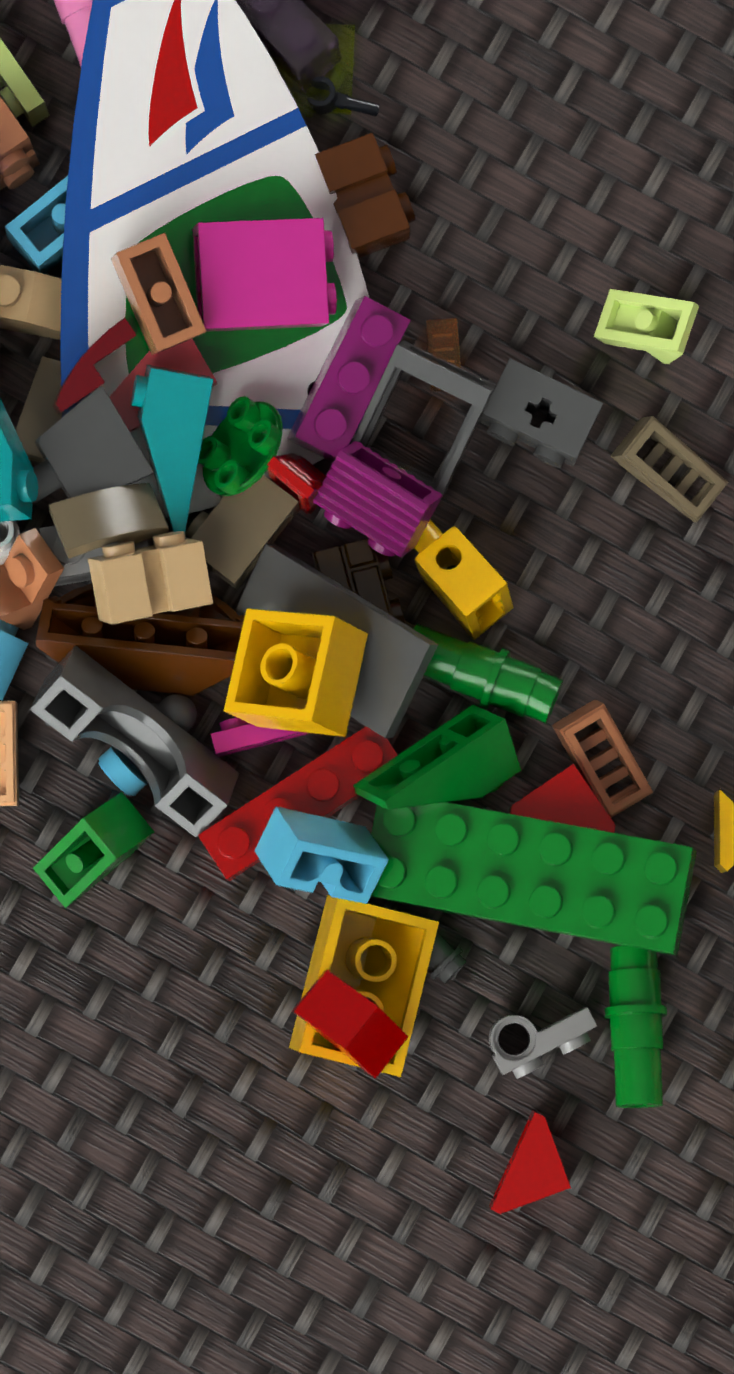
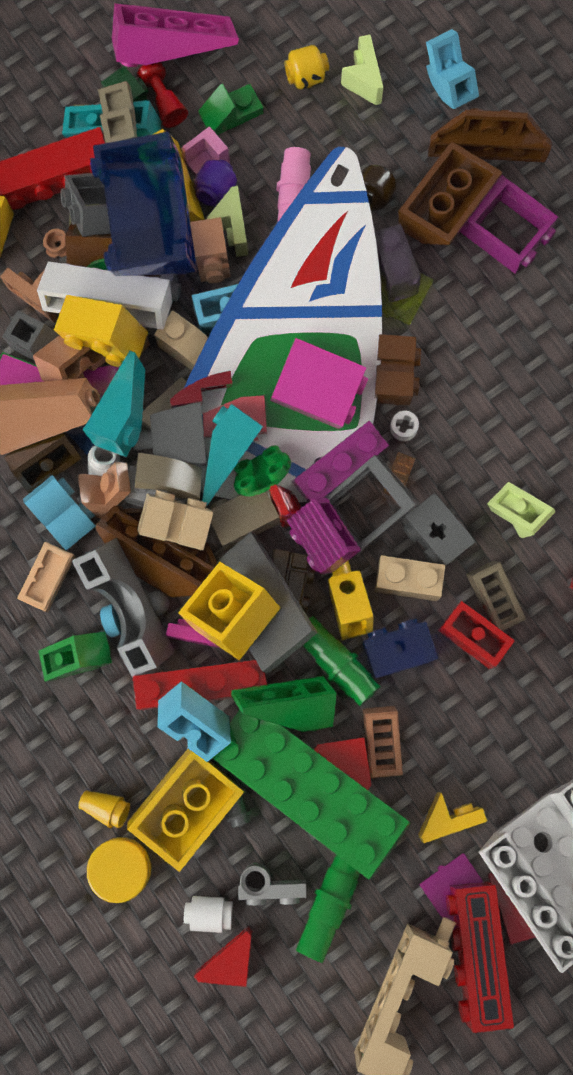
camera: 30 degrees right, 5 degrees down
(158, 294) = (255, 366): nougat brick -> none
(247, 1043) = (106, 808): none -> yellow cone
(310, 1119) = (119, 869): none -> yellow head
(339, 100) = (405, 313): black hand -> none
(351, 1023) = (163, 827): red slope -> none
(402, 267) = (398, 418): none -> white bush
(469, 1118) = (208, 914): none -> white brick
(531, 502) = (409, 578): none -> tan brick
(564, 613) = (399, 649): none -> clear blue brick
(666, 540) = (476, 635): none -> red brick

